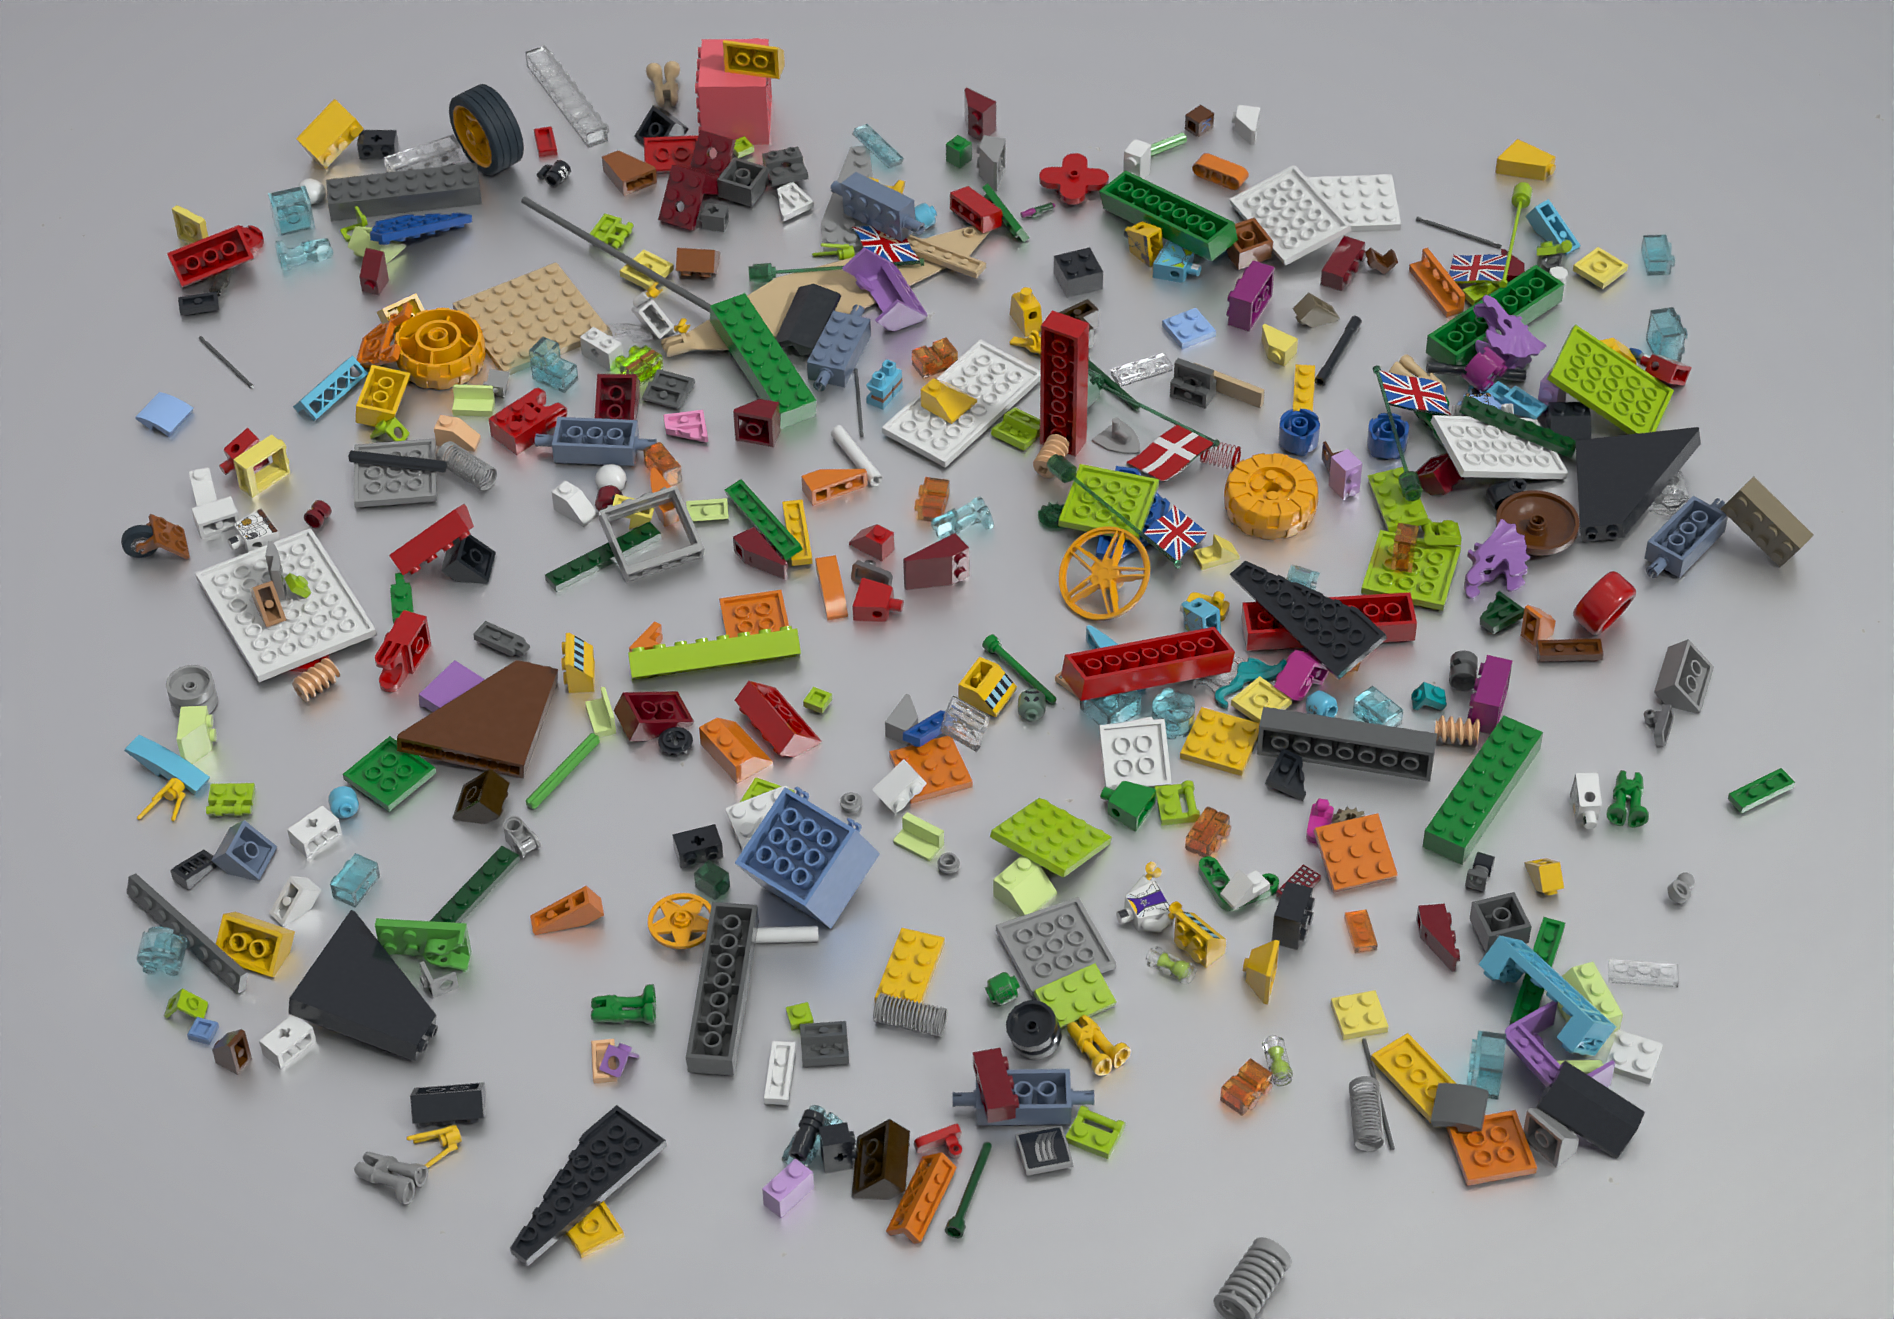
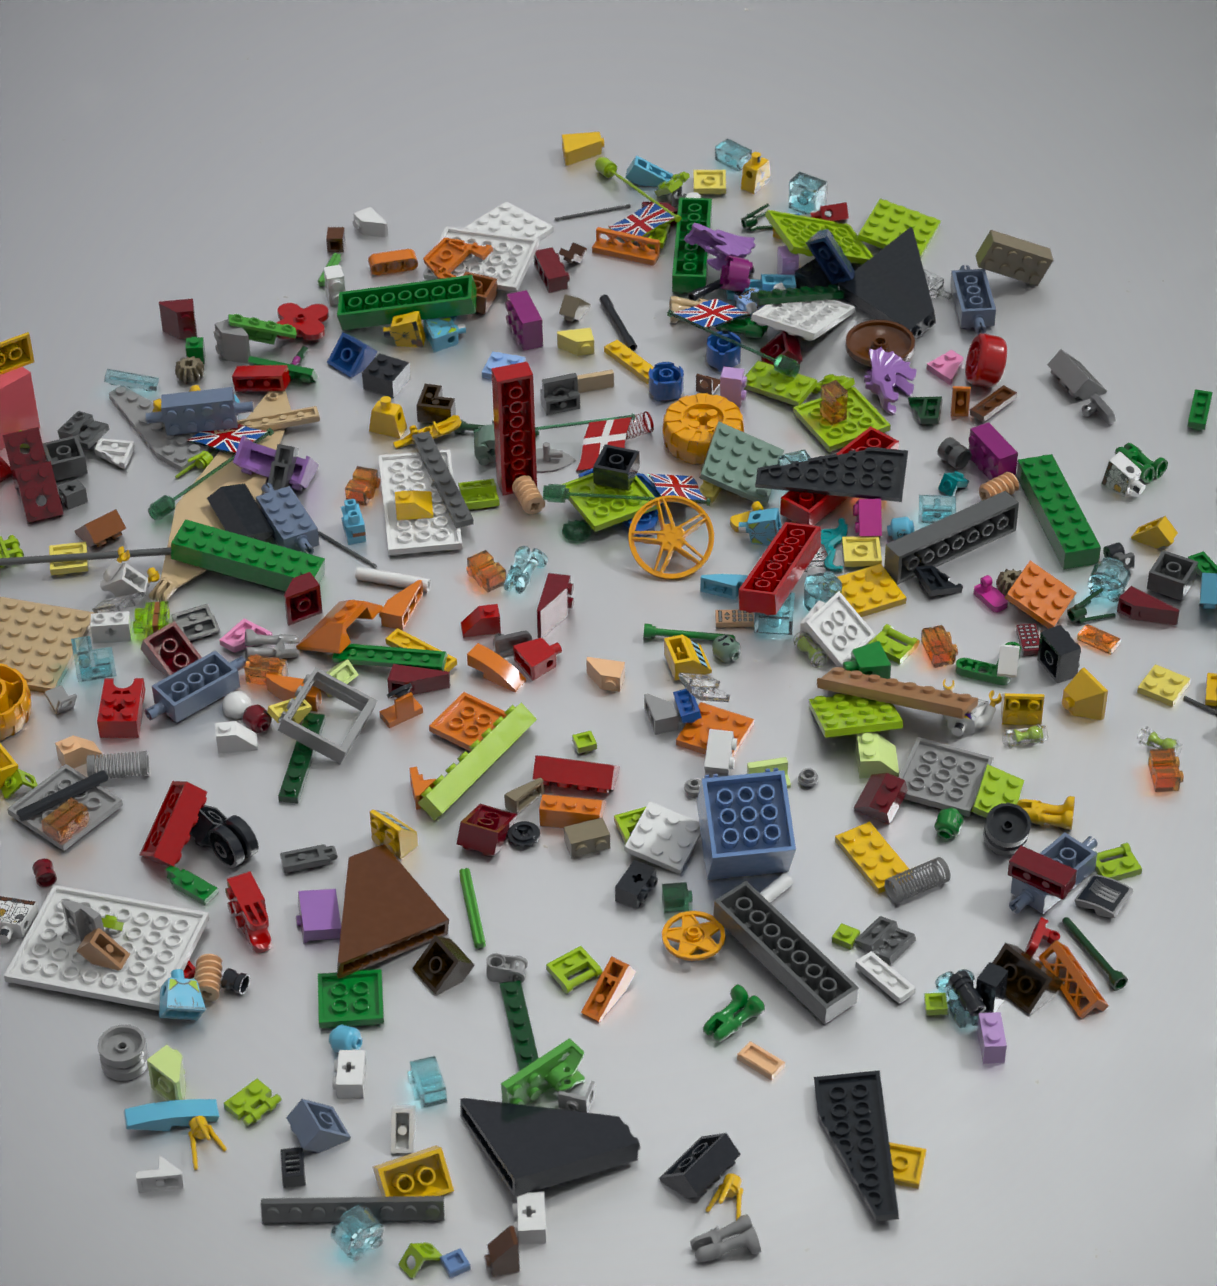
camera: 45 degrees left, 5 degrees down
(105, 806) = (164, 1178): none -> white slope
(273, 679) = (180, 998): none -> medium azure torso
(331, 697) = (235, 981): none -> black wheel
(372, 482) = (65, 820): none -> clear orange brick
(458, 585) = (233, 841): none -> black wheel
(473, 400) = (58, 722): yellowish green panel -> none
(566, 871) = (569, 965): none -> lime plate
(601, 715) = (449, 852): yellowish green panel -> none
(622, 1052) = (772, 1041): medium lavender bracket -> none
(694, 455) = (278, 651): none -> light grey piece
(708, 709) = (523, 796): none -> dark tan slope
(713, 780) = (587, 837): none -> dark tan brick
(717, 568) = (404, 708): none -> orange piece
(734, 468) = (331, 632): none -> orange slope
(786, 1125) = (935, 1004): none -> lime plate
(896, 289) = (282, 466): none -> dark grey slope
(910, 656) = (606, 673): none -> light nougat slope
(934, 166) = (189, 369): none -> dark tan gear
(976, 926) = (882, 796): none -> dark red slope
(999, 395) = (442, 479): none -> dark grey plate
(1022, 164) = (261, 330): none -> bright green bracket
(1076, 233) = (351, 355): none -> blue slope
(1094, 766) = (805, 643): none -> clear piece
(1104, 845) = (898, 693): none -> medium nougat plate
(1132, 478) = (616, 467): none -> black brick
(1254, 536) = (734, 462): none -> sand green plate
(1262, 193) = (450, 254): none -> orange wing
(1372, 893) = (1079, 611): none -> dark green plant
(1433, 882) = (1111, 577): none -> clear light blue brick
(1499, 492) = (836, 340): black piece -> none
(1576, 584) = (946, 366): none -> bright pink wing
(1586, 408) = (830, 257): none -> dark blue slope
(1588, 327) = (750, 220): none -> dark green plant
(1647, 285) = (755, 173): none -> yellow torso
(1723, 424) = (891, 220): none -> lime plate

